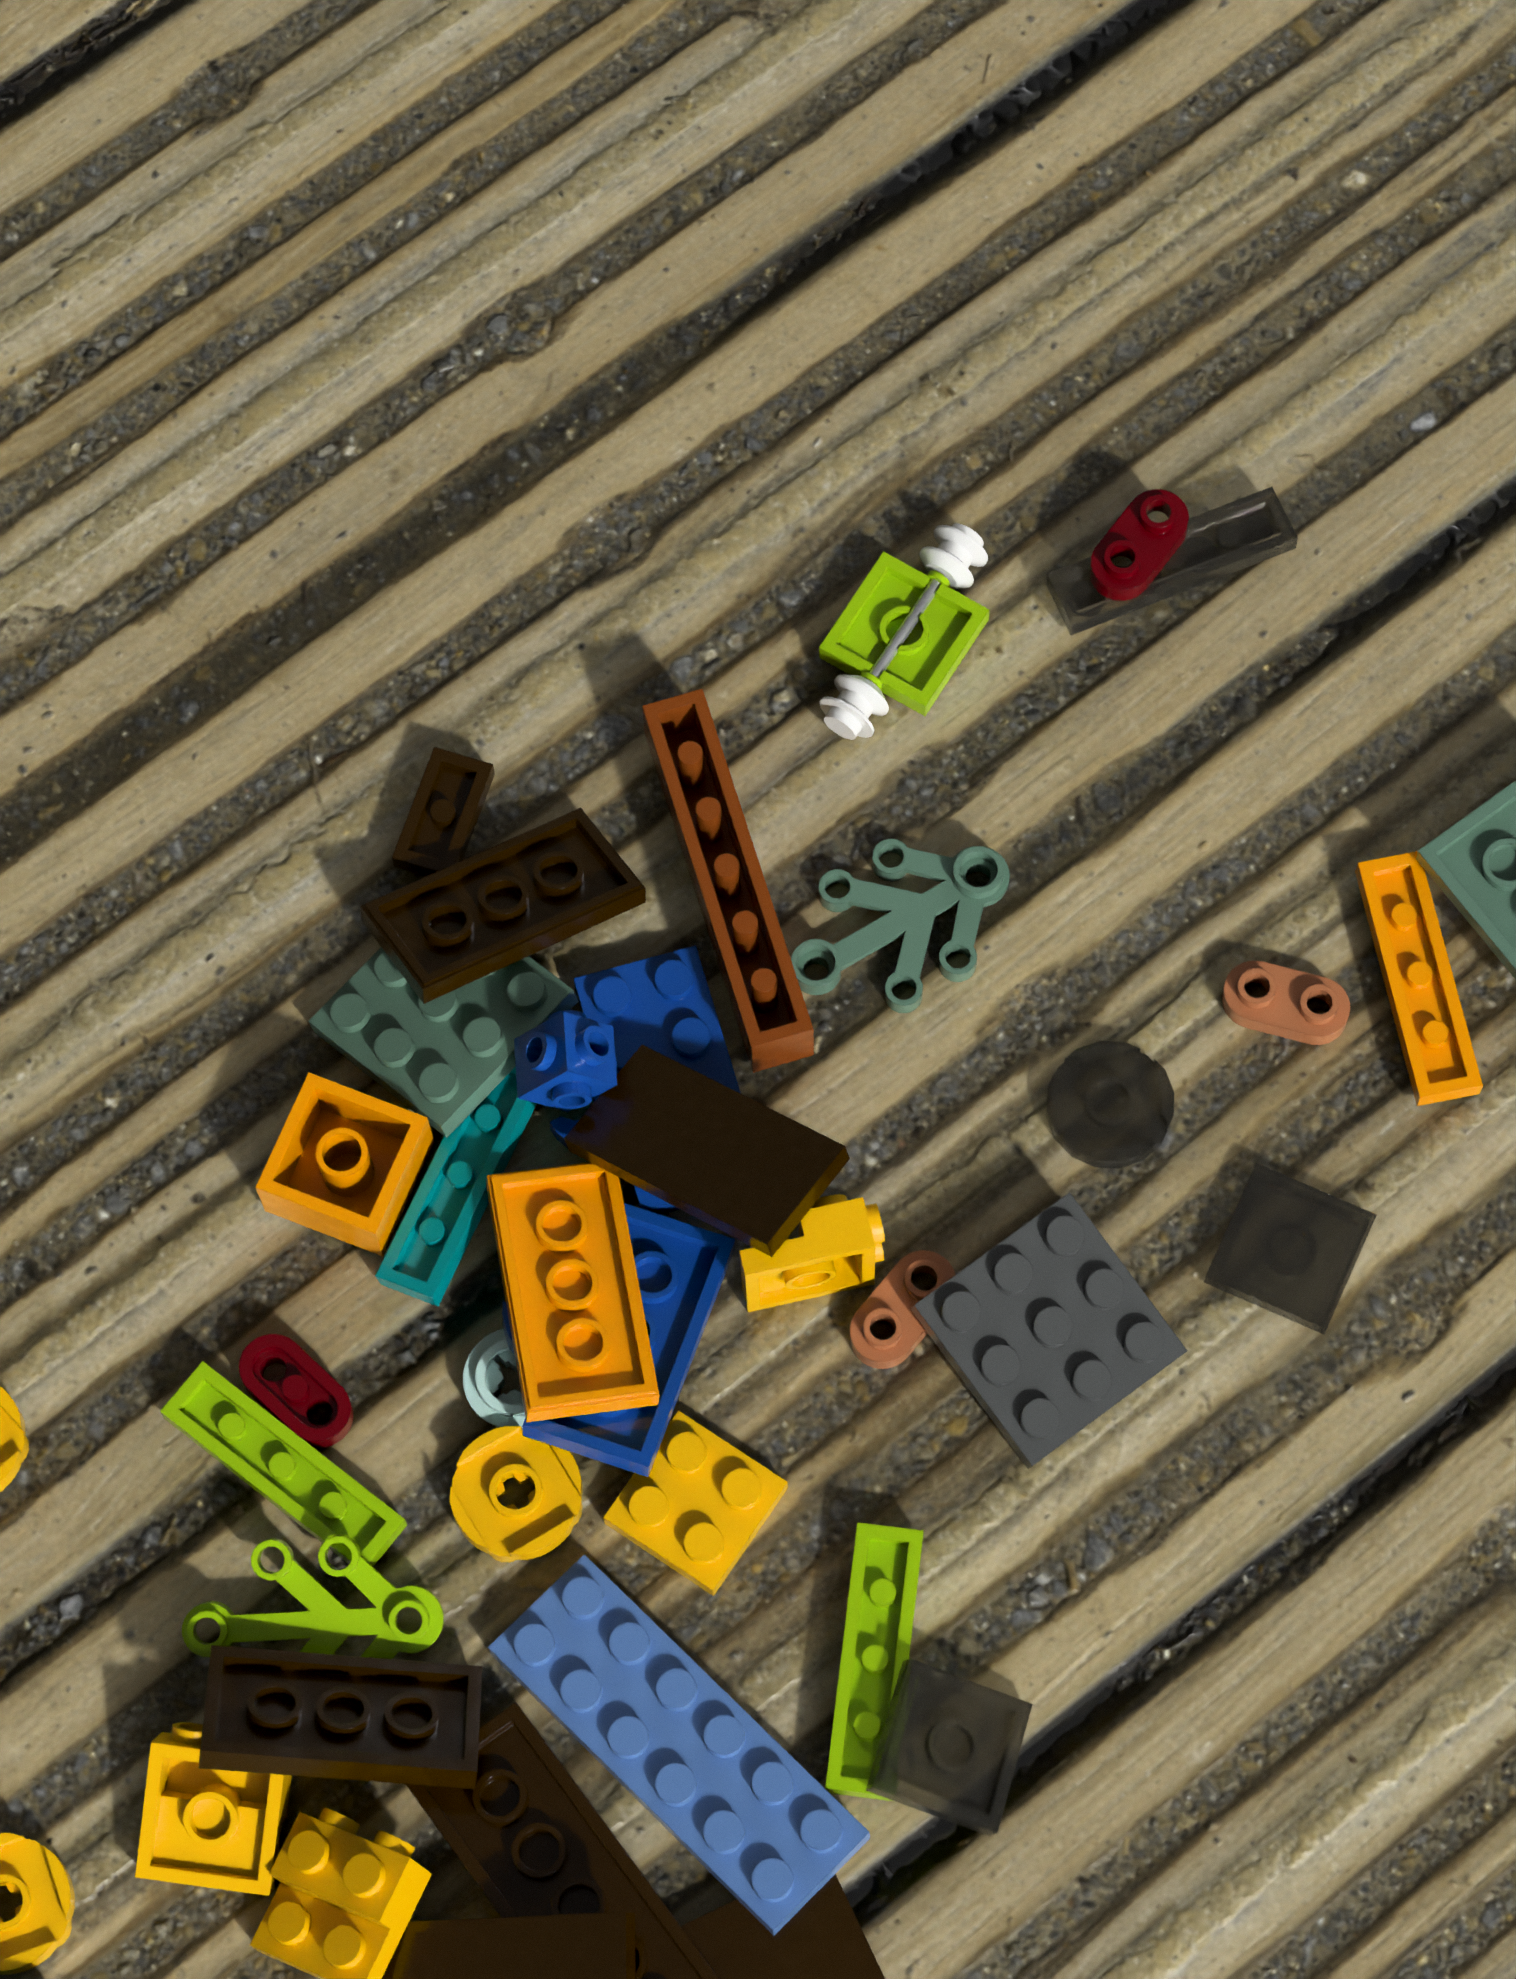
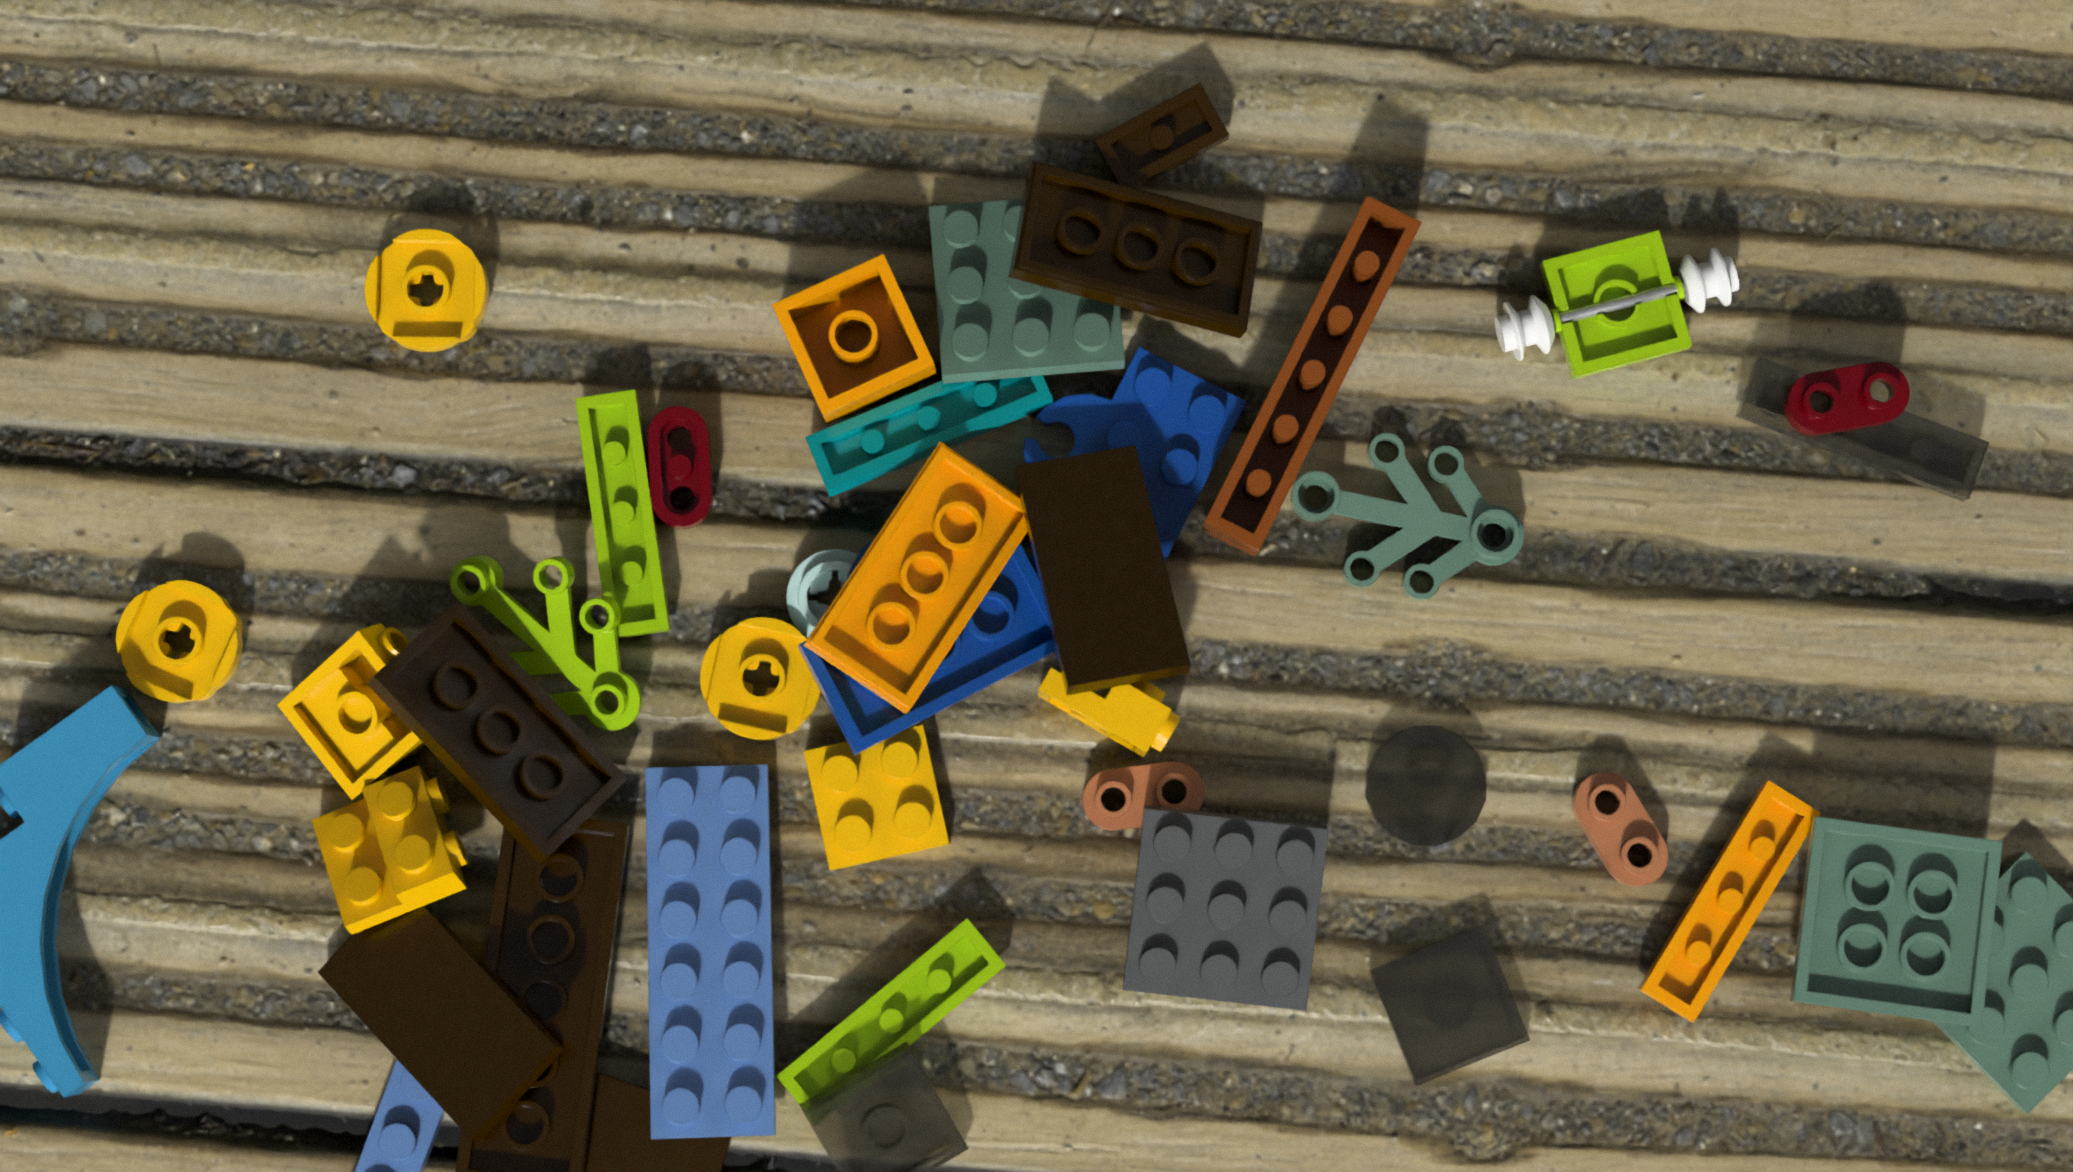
camera: 40 degrees right, 15 degrees up
(565, 1061) = (1068, 411): blue brick -> none

